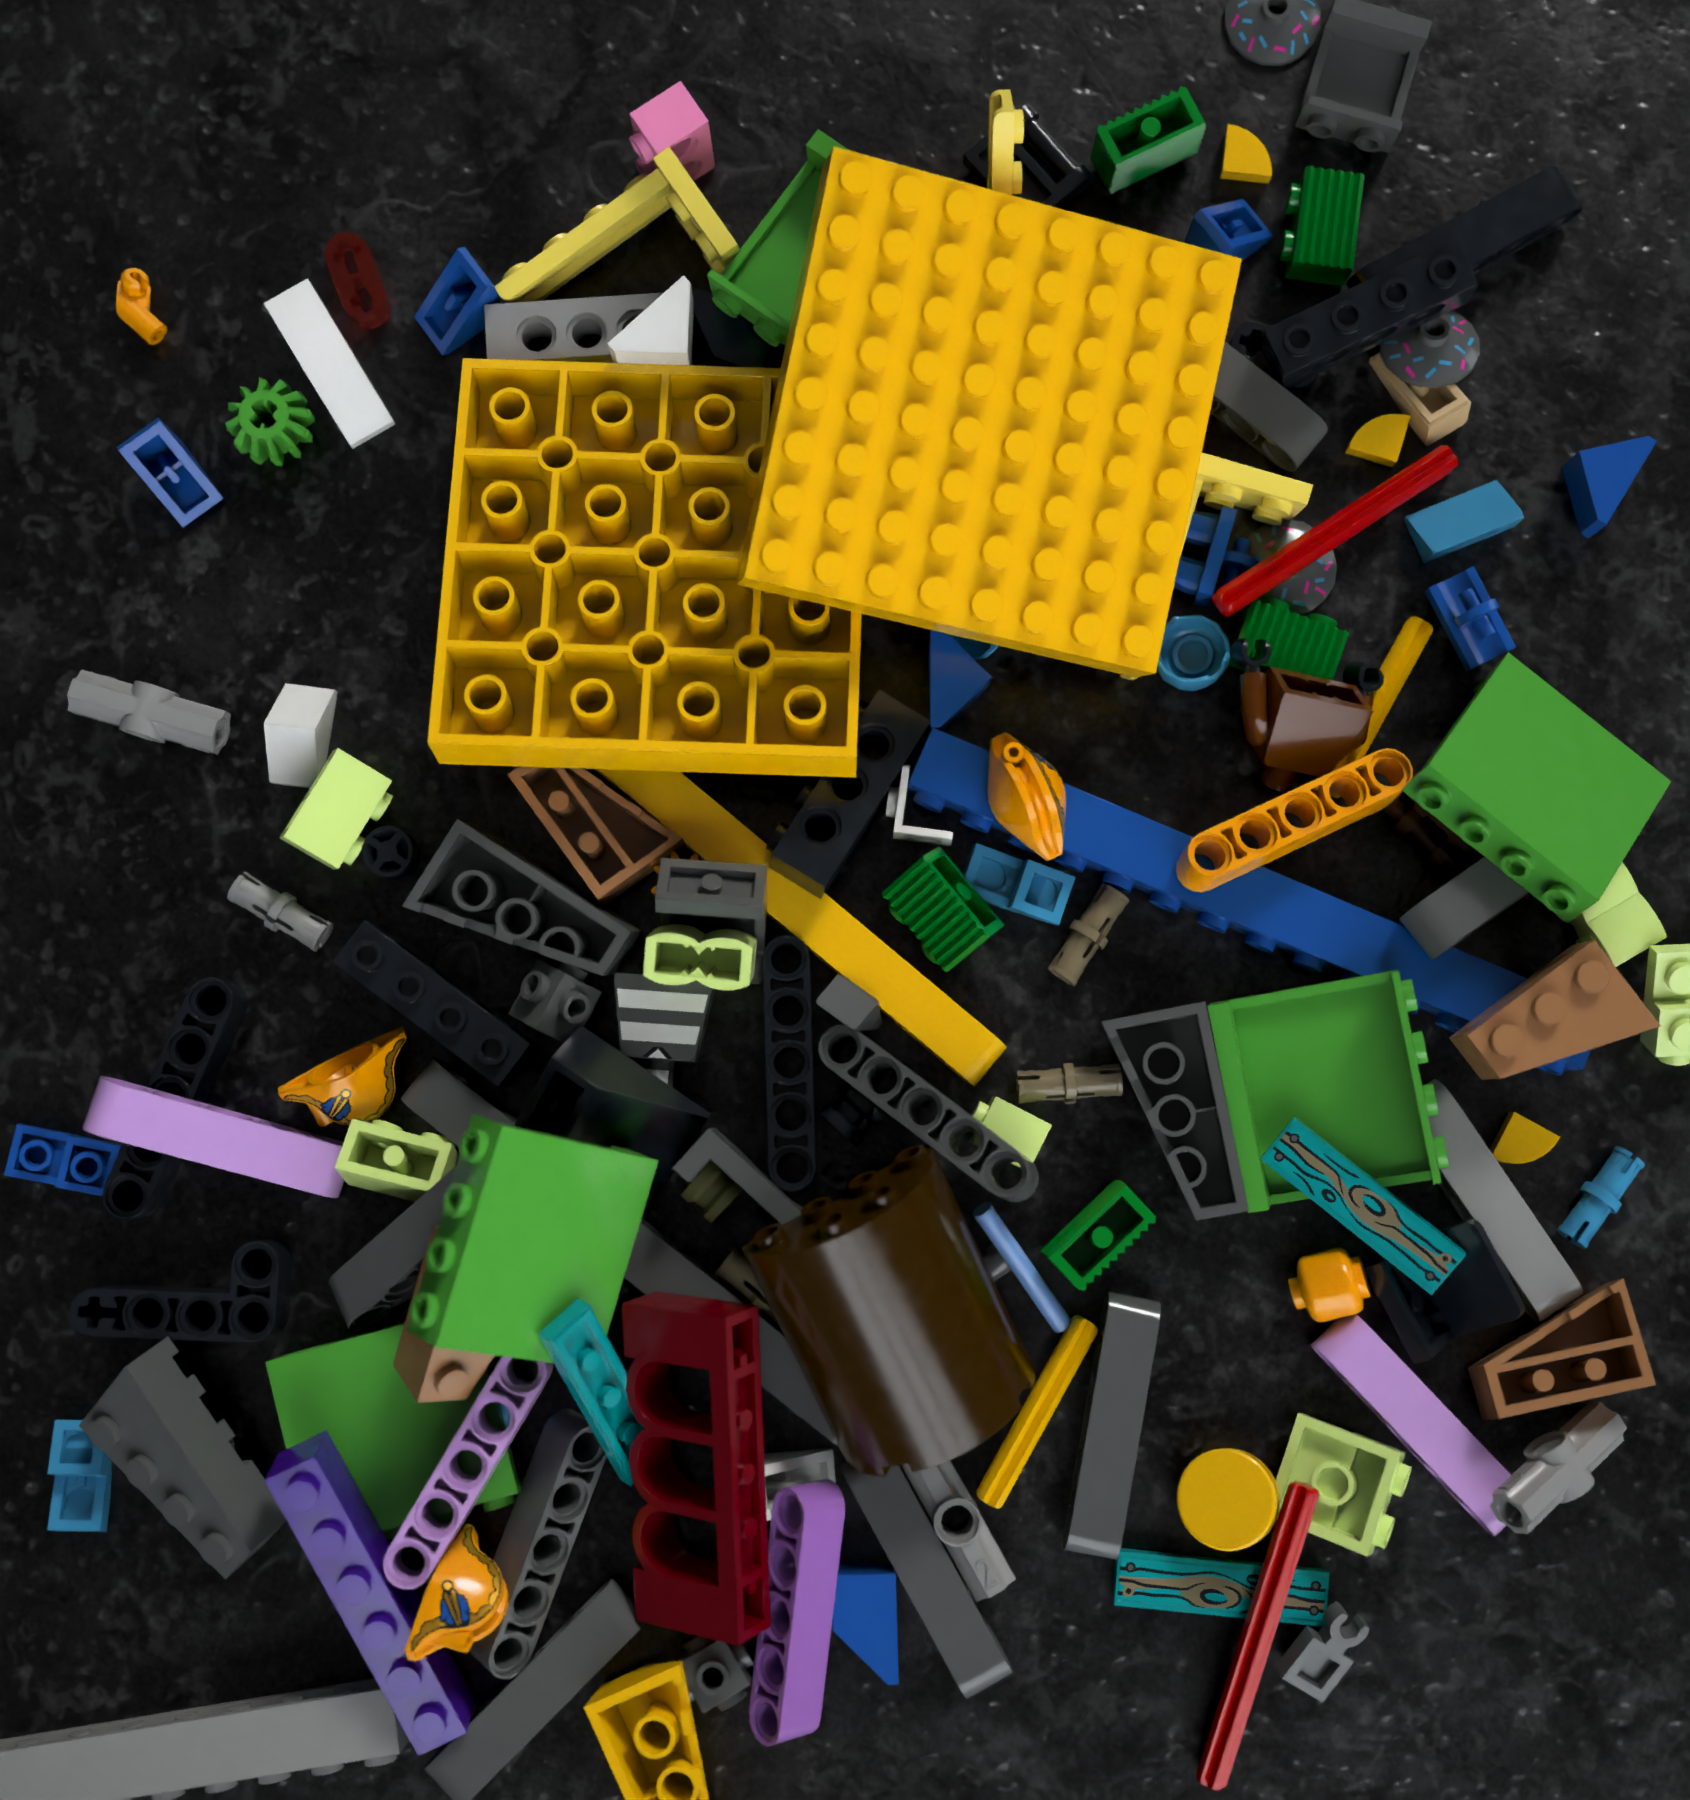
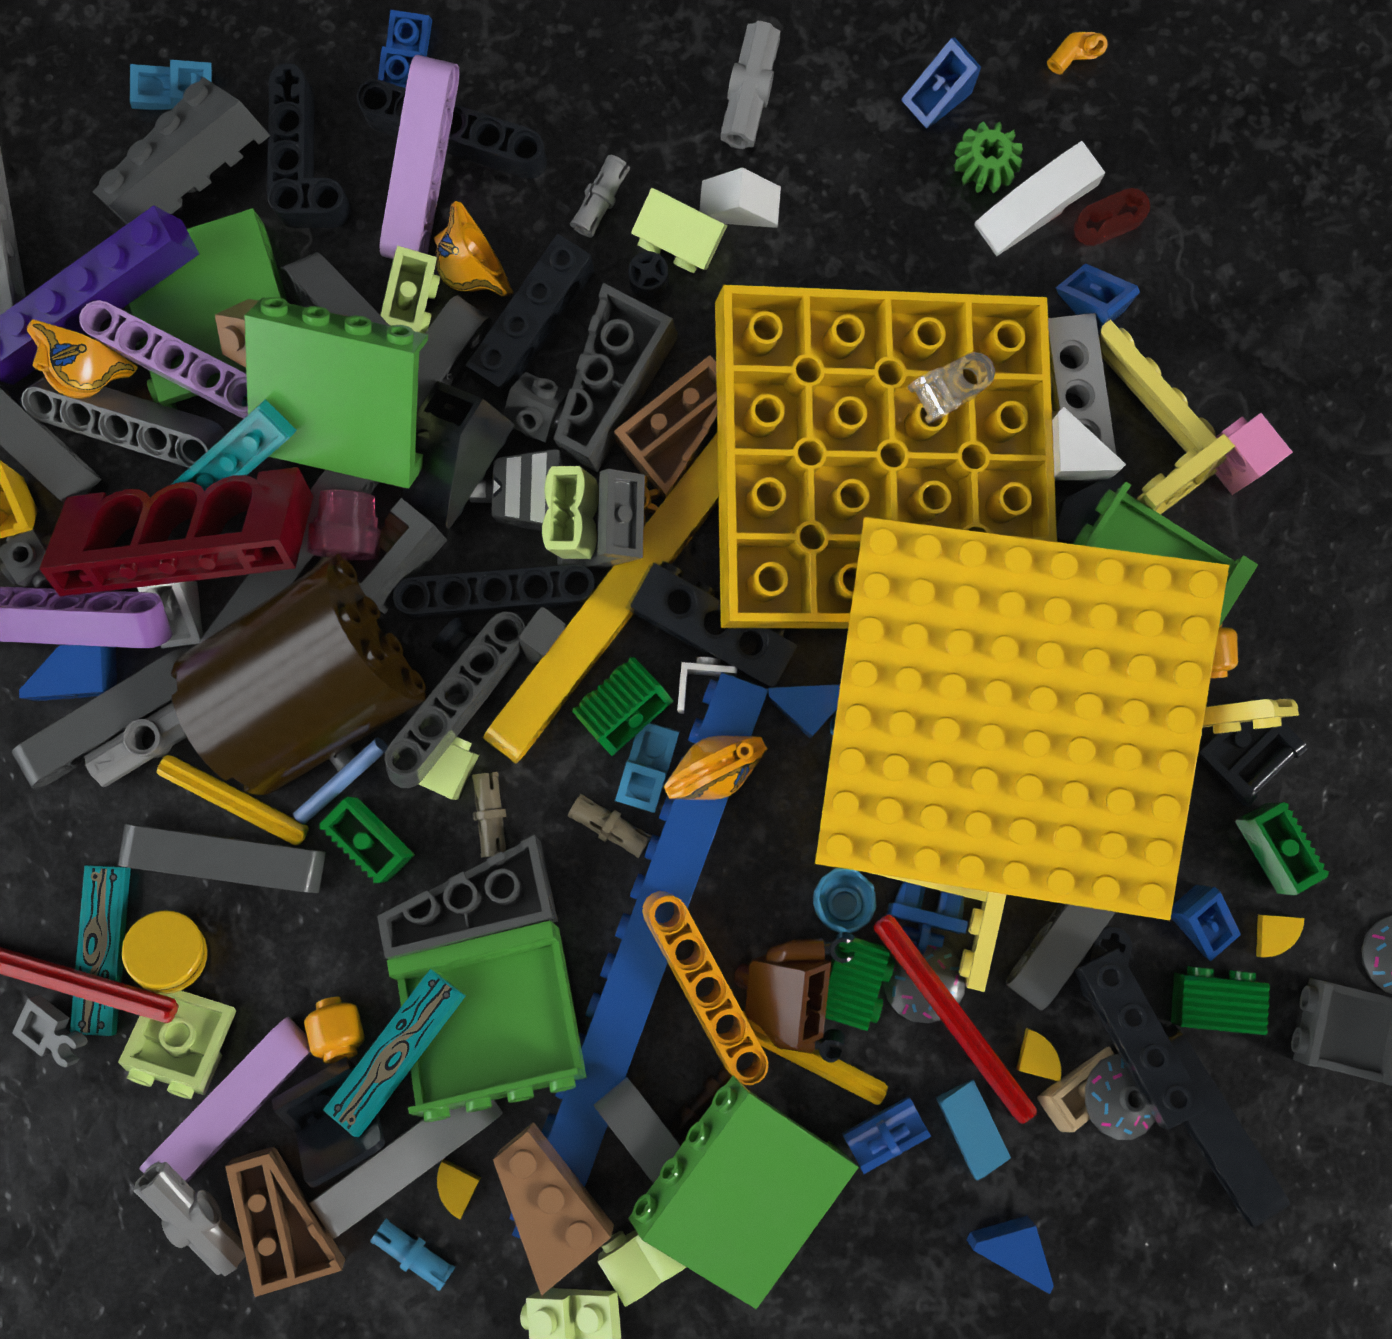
camera: 90 degrees right, 0 degrees up
(577, 478) = (946, 387): none -> clear piece
(700, 1245) = (345, 526): none -> clear pink piece

